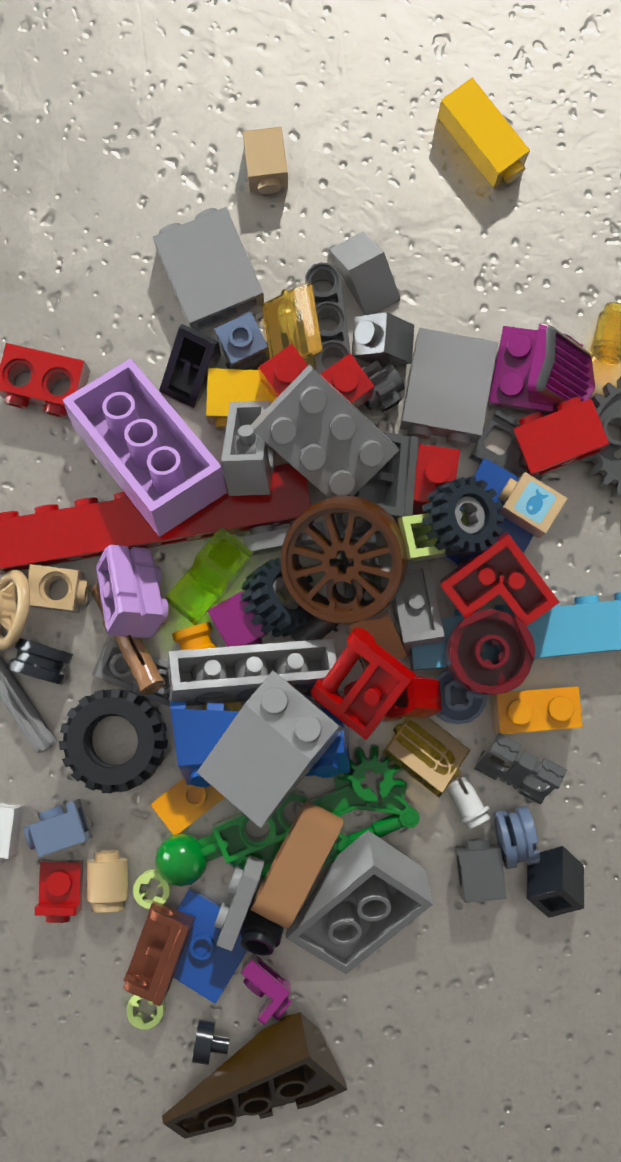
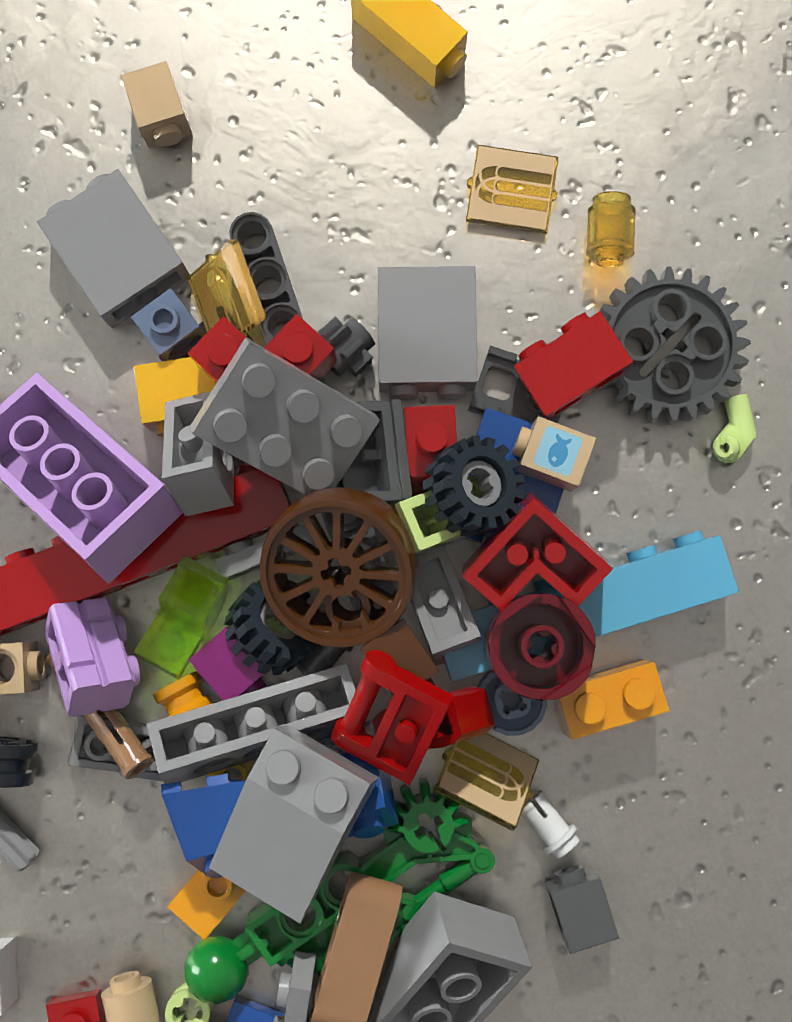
camera: 10 degrees left, 0 degrees up
(58, 829) = (61, 961): sand blue brick -> none
(79, 747) = (74, 867): black tyre -> none
(189, 364) = (110, 365): black slope -> none
(366, 273) = (303, 217): light grey slope -> none
(383, 339) = (337, 289): dark grey brick -> none
(516, 837) = (622, 856): sand blue wheel -> none
(523, 765) = (607, 774): dark grey piece -> none
(540, 284) = (512, 189): none -> piece
(540, 370) = (531, 290): magenta piece -> none
(556, 882) = (673, 901): black panel -> none

